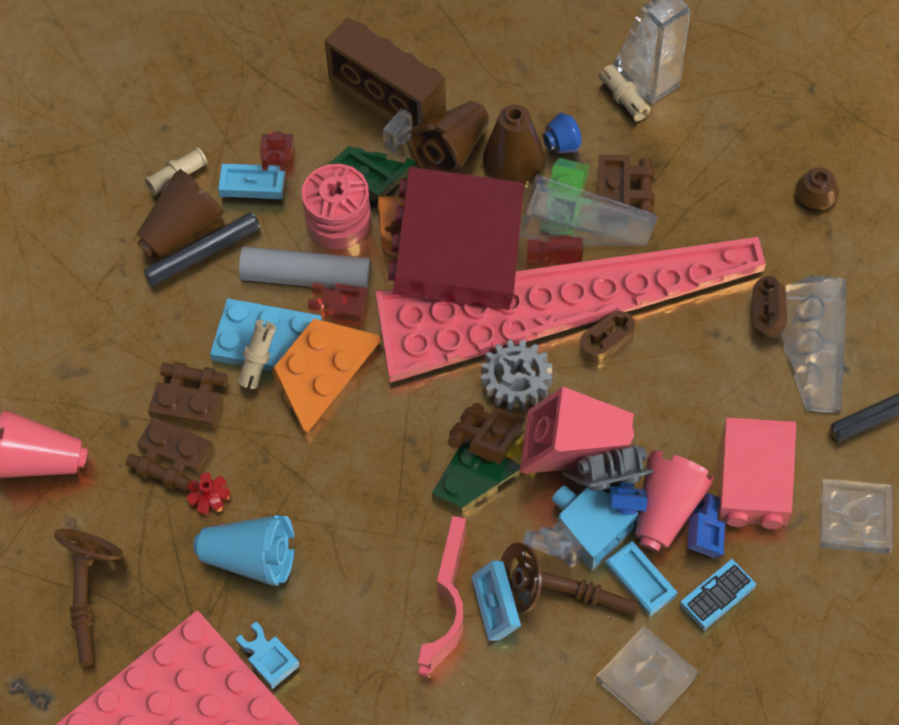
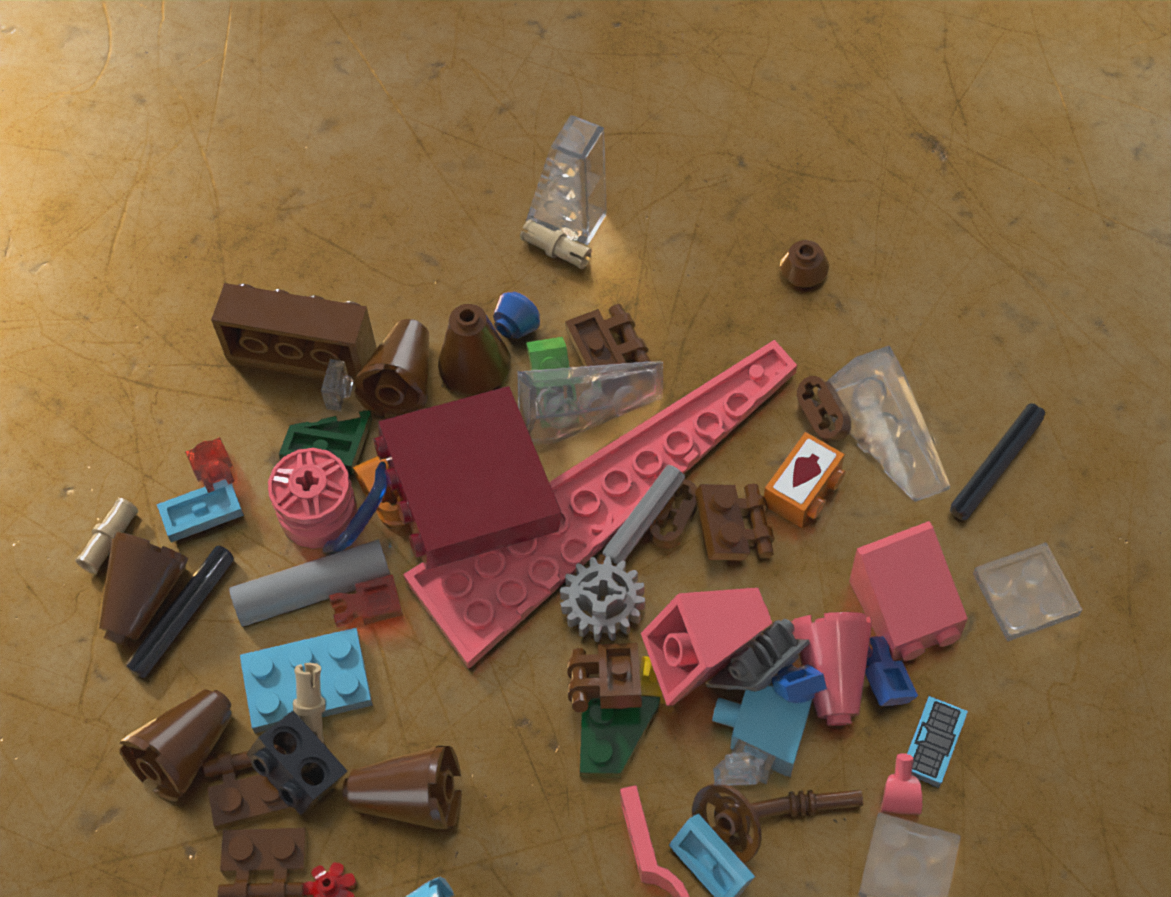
camera: 25 degrees left, 0 degrees up
(151, 339) = (177, 742): none -> reddish brown cone
(234, 390) = (304, 757): none -> black brick
(300, 446) = (409, 788): none -> reddish brown cone
(320, 367) = (385, 686): orange wing -> none
(366, 232) = (363, 514): none -> clear blue animal
(558, 251) = (577, 443): clear red plate -> none
(581, 325) = (644, 514): none -> light grey axle
(640, 358) = (723, 521): none -> reddish brown plate
(640, 578) = (846, 761): medium azure tile -> none
(670, 616) = (902, 789): none -> coral piece
(722, 354) = (804, 480): none -> brick

